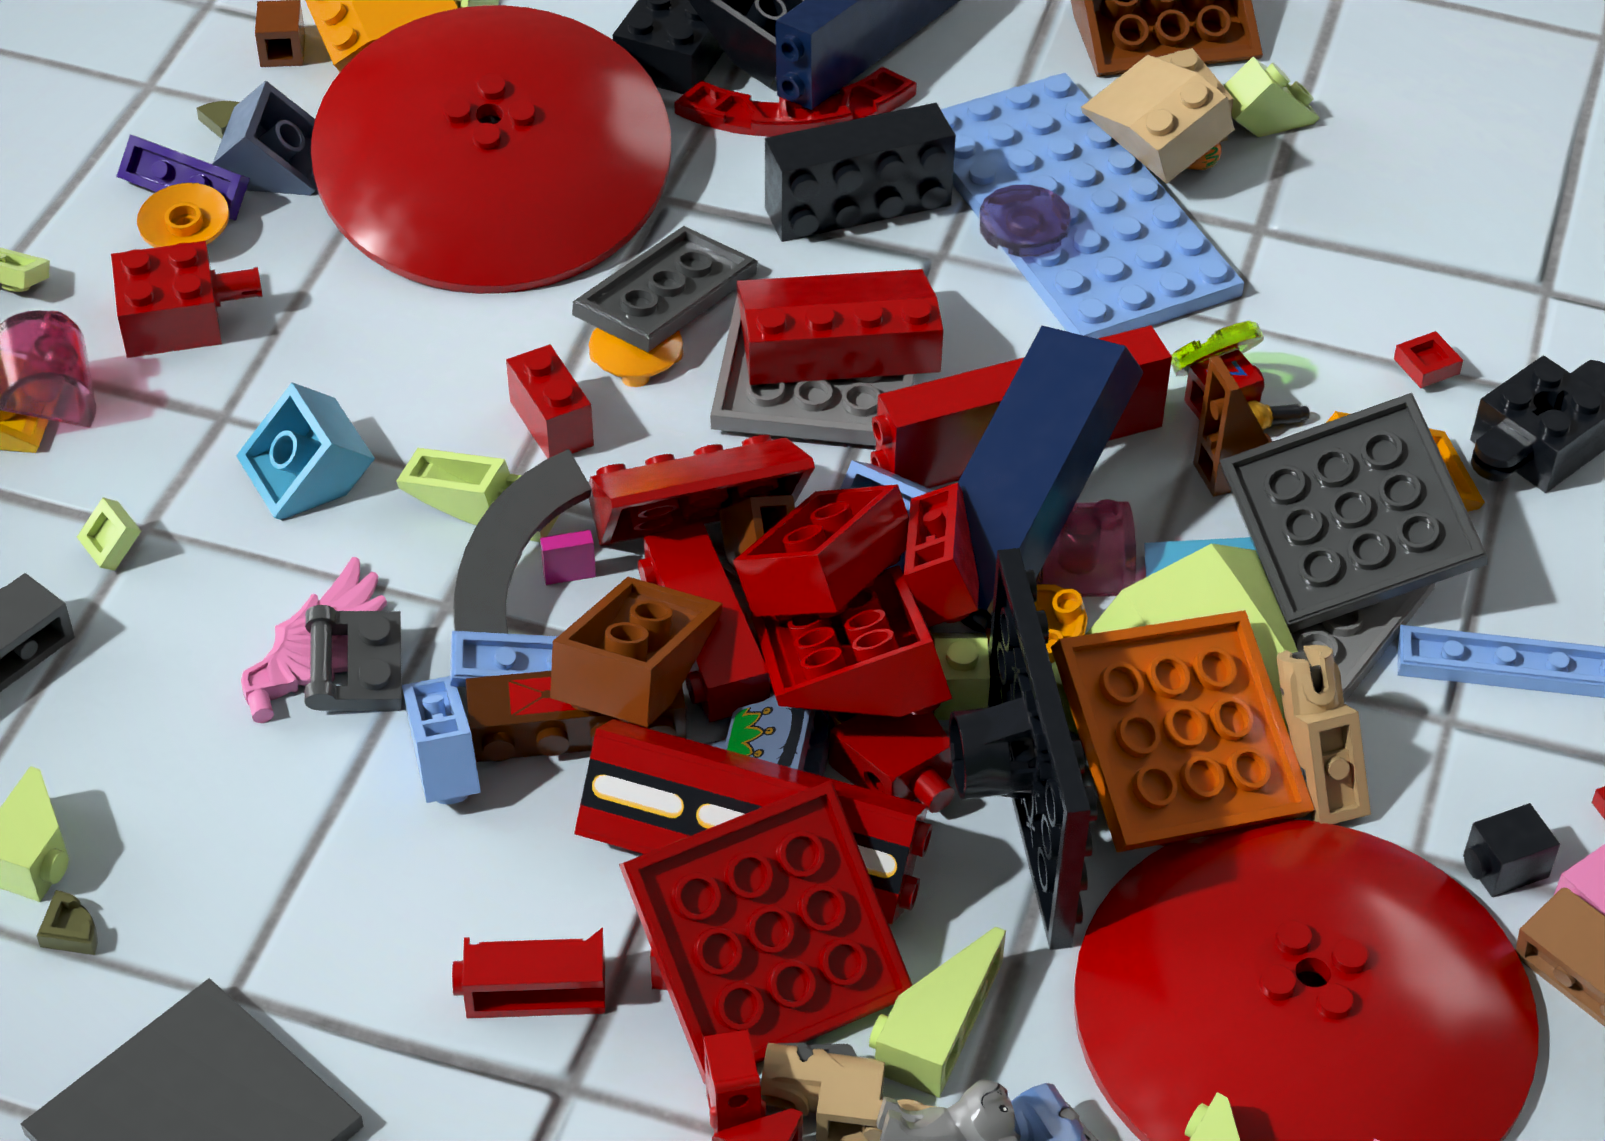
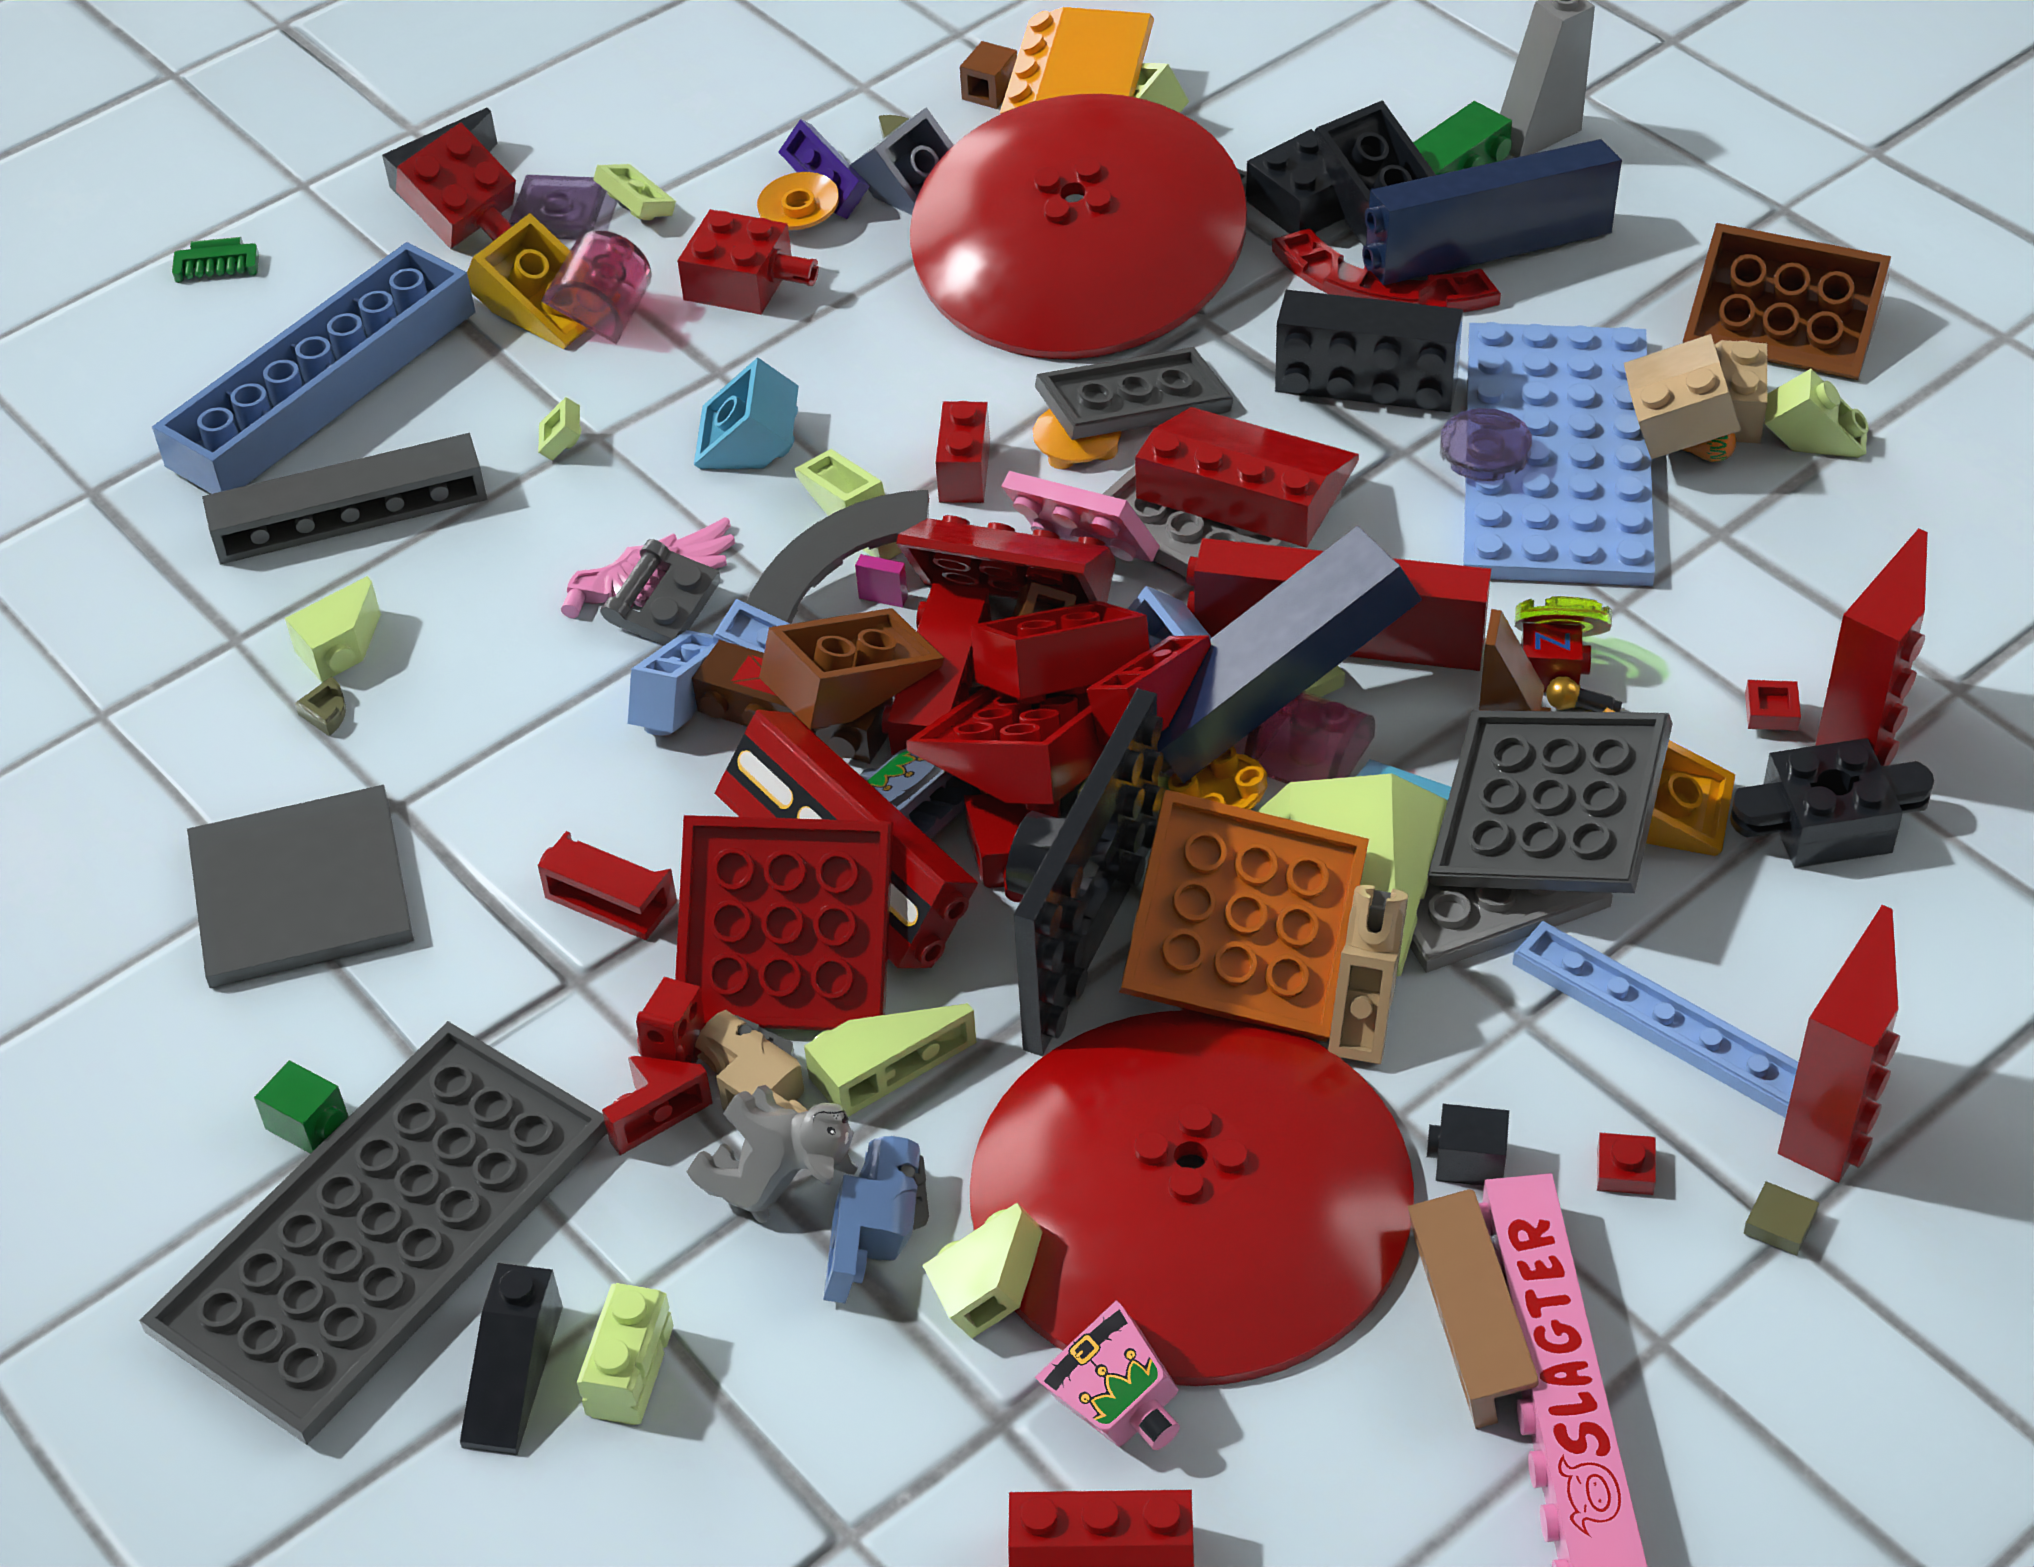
camera: 35 degrees right, 0 degrees up
(727, 418) = (1081, 513): none -> bright pink plate
(1527, 276) = (1876, 655): none -> red slope

